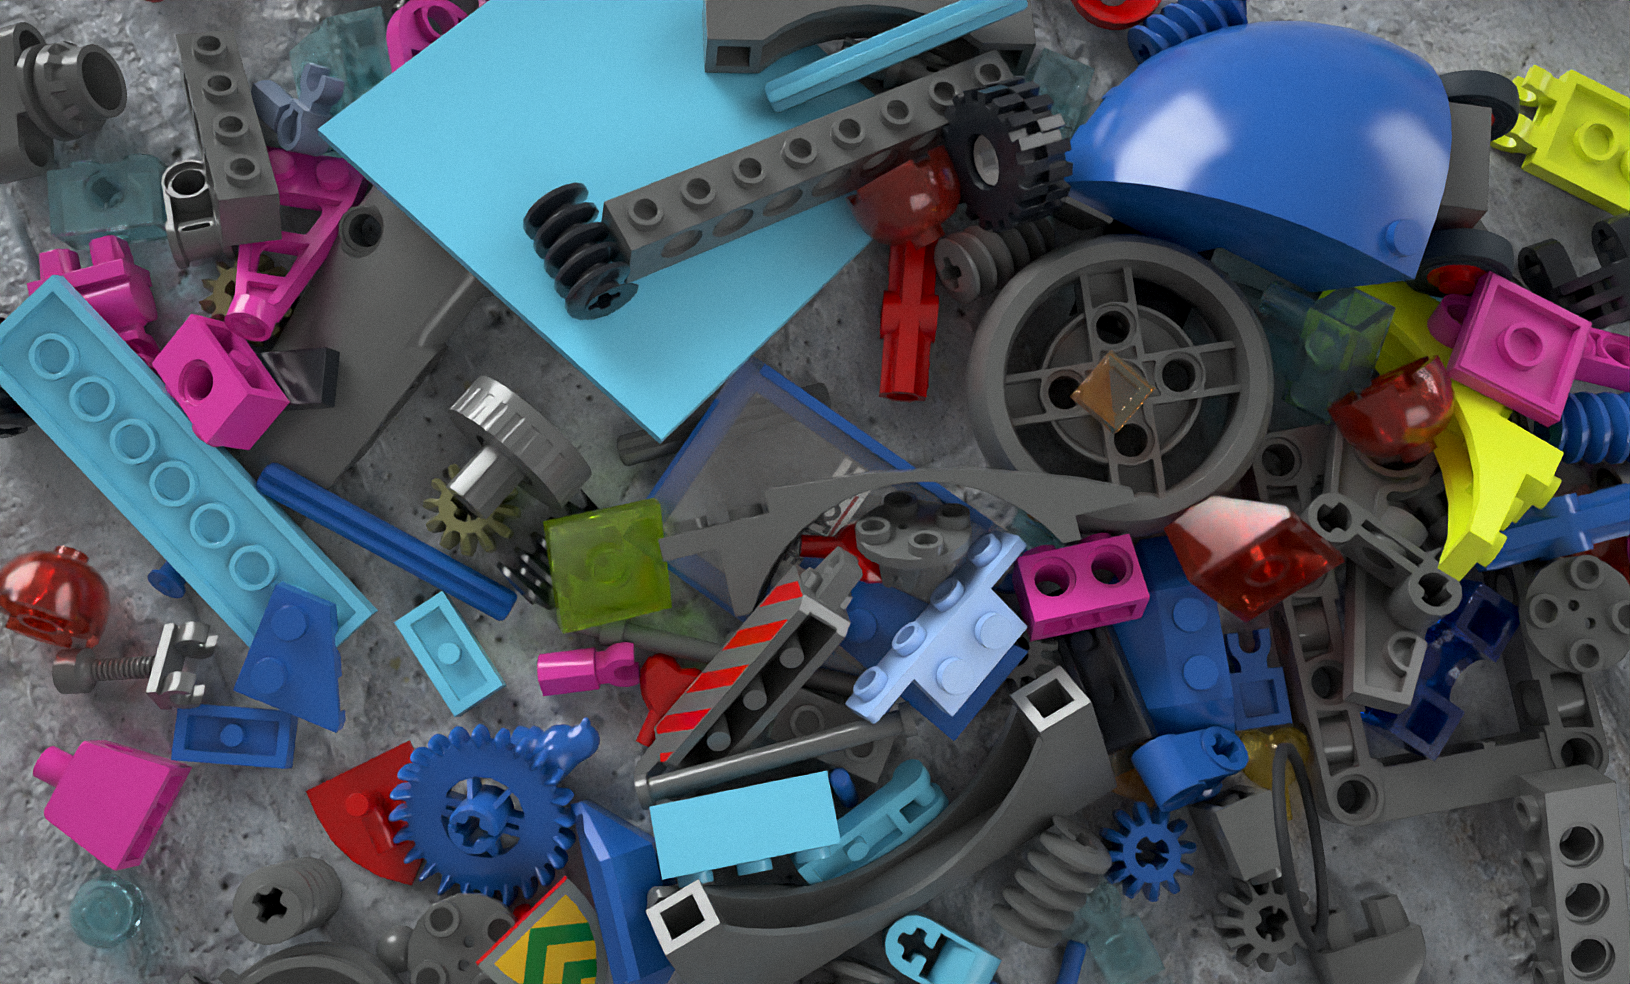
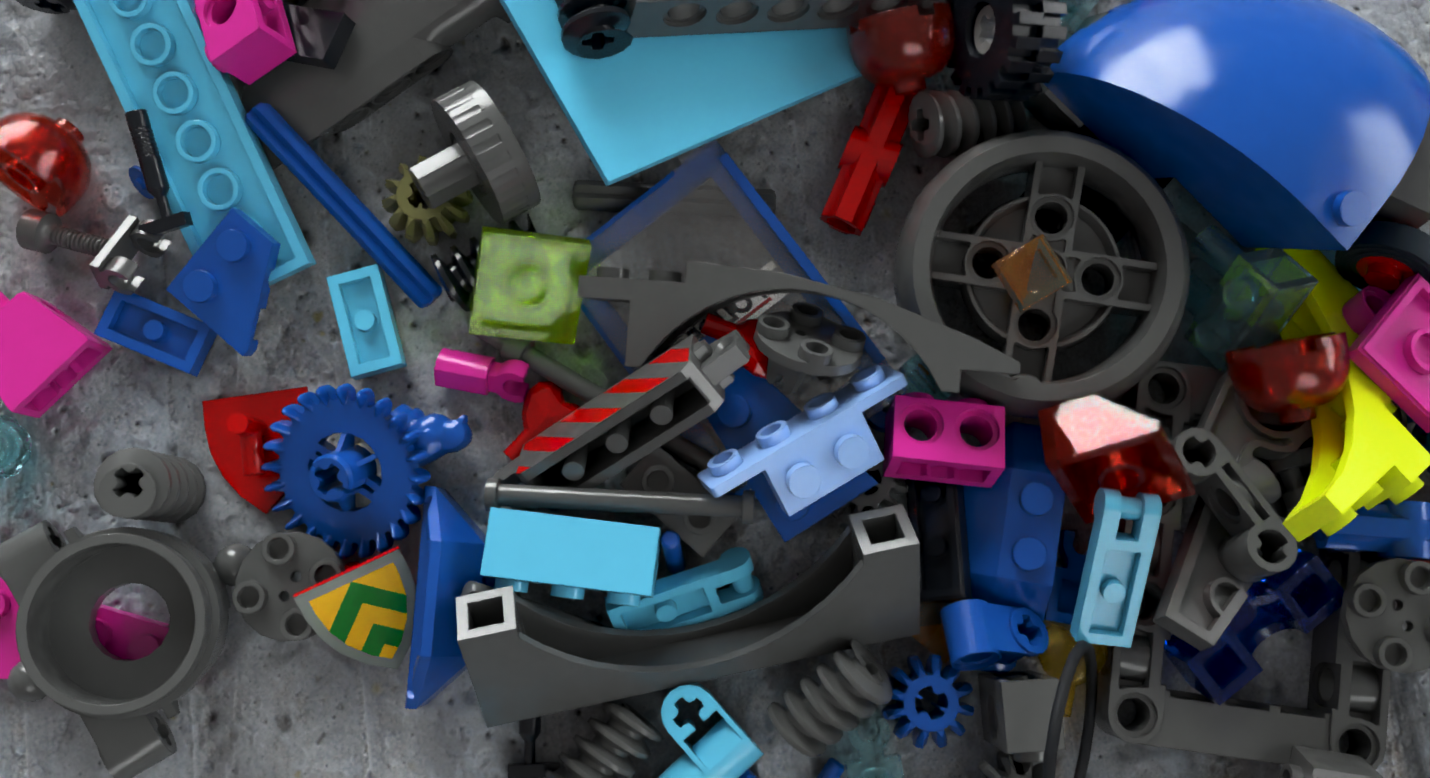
camera: 20 degrees right, 0 degrees up
(181, 576) = (154, 175): none -> black piece
(1290, 660) = (1116, 568): none -> medium azure plate

